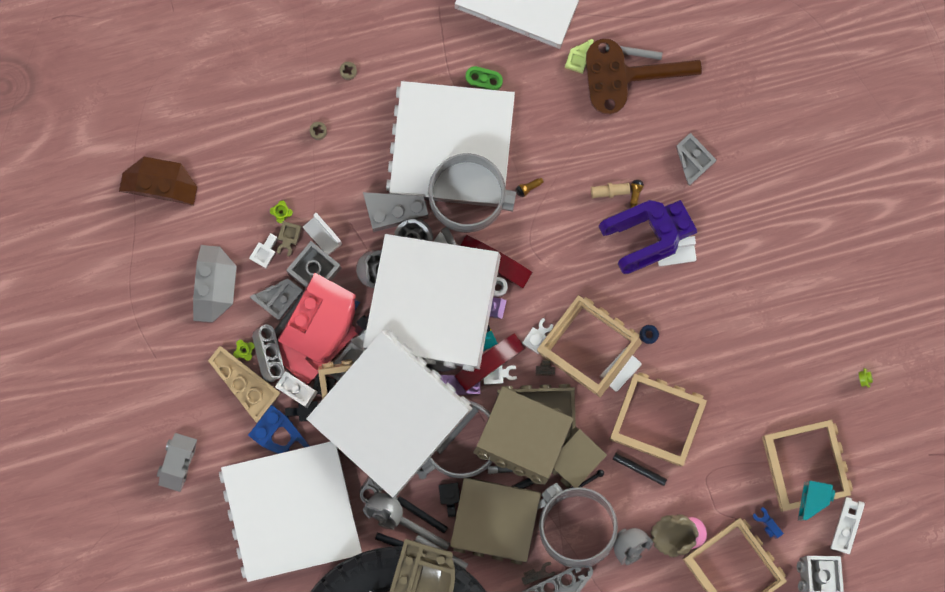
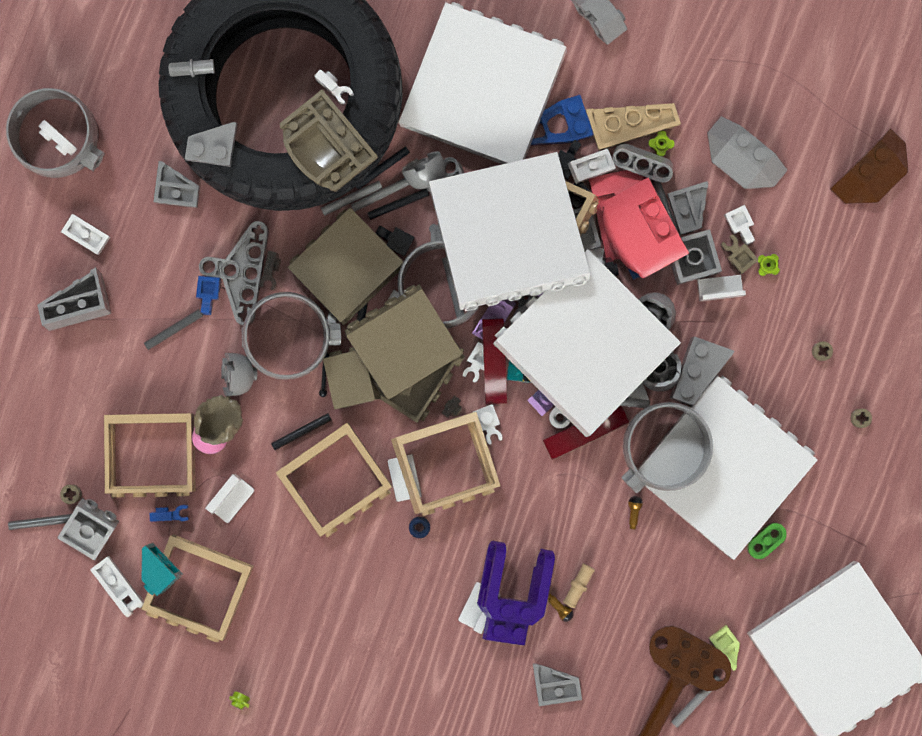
camera: 125 degrees right, 5 degrees up
(725, 487) = (230, 498): none -> white panel

